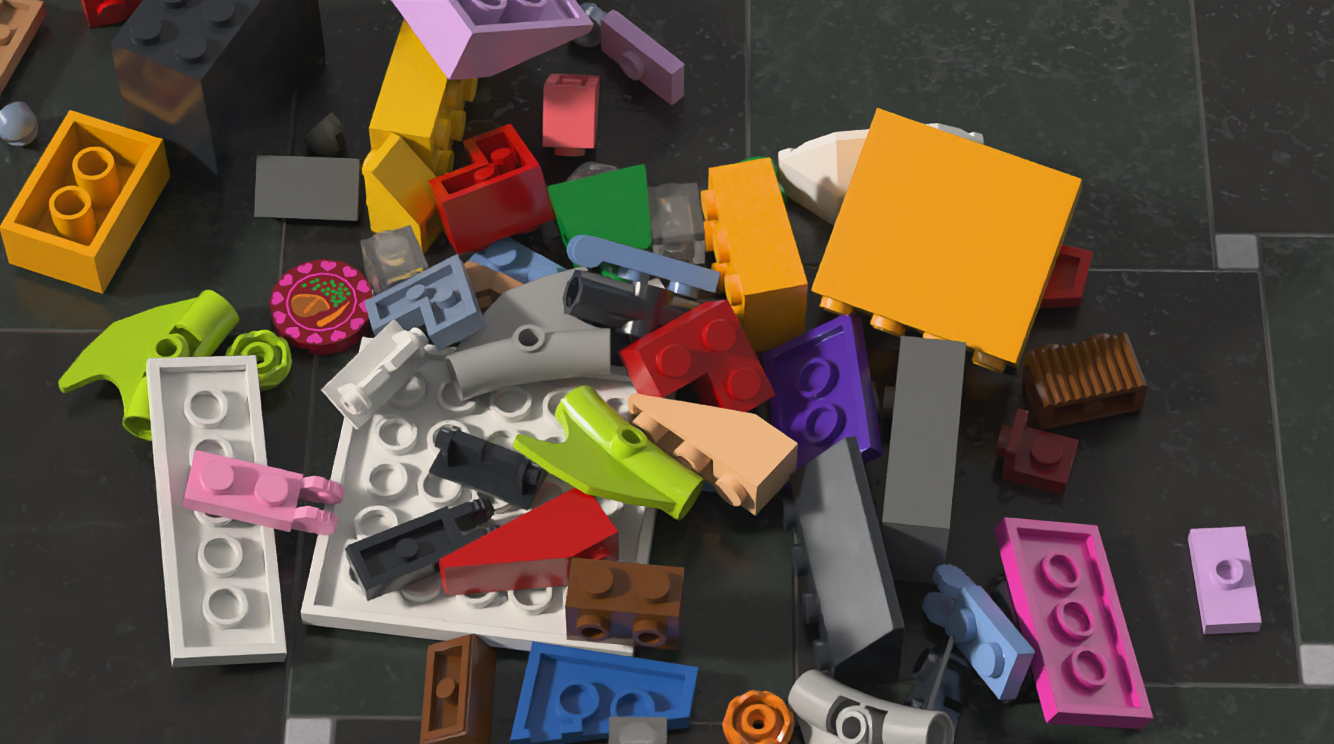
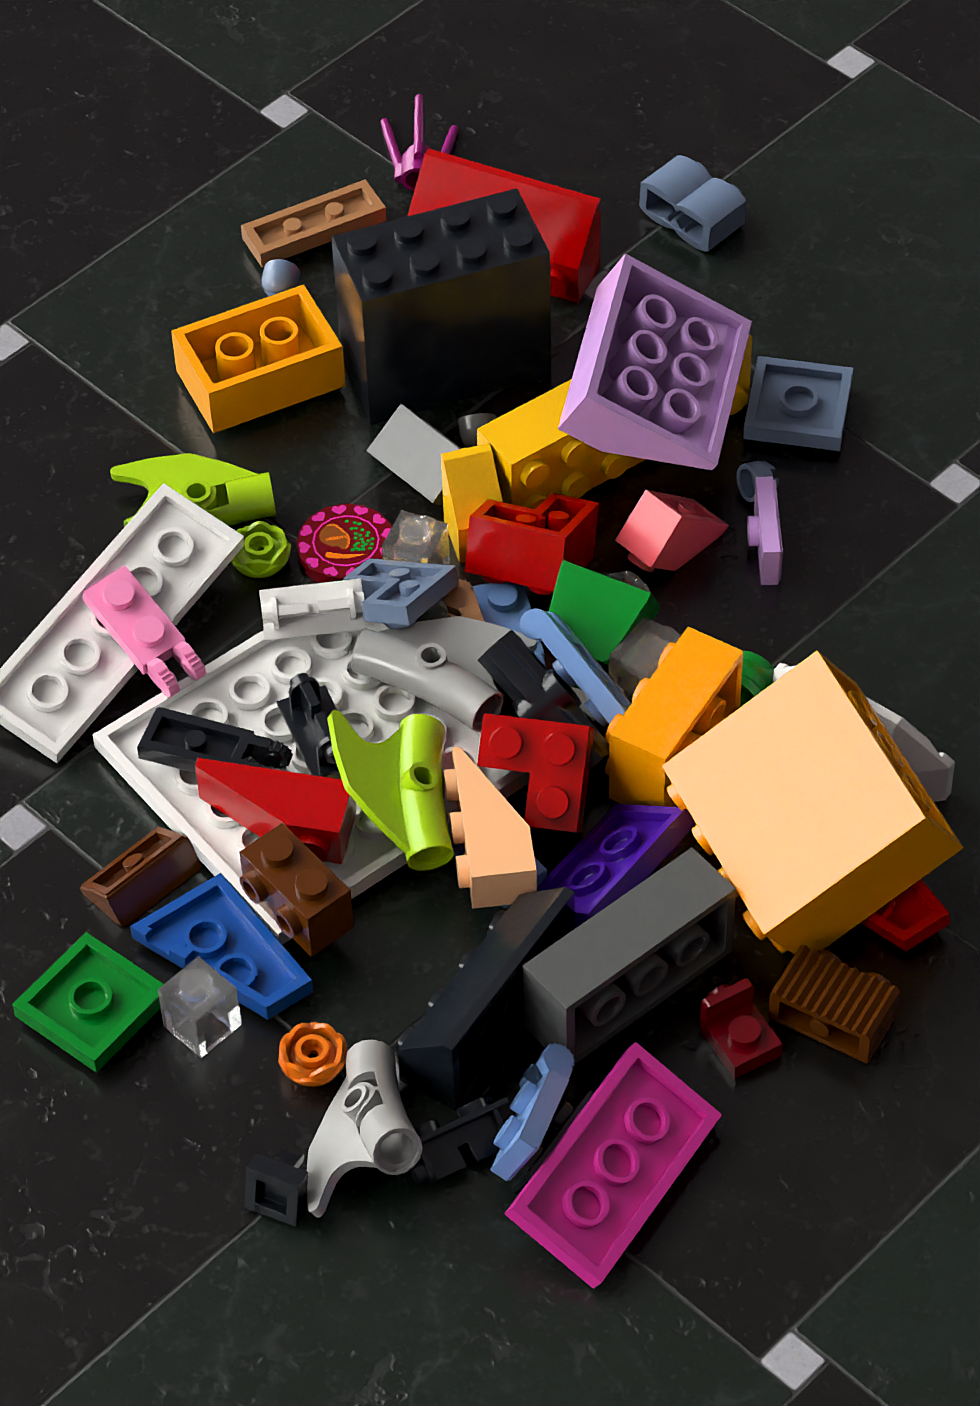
camera: 45 degrees right, 5 degrees down
(1224, 580) = (780, 1234): lavender plate -> none

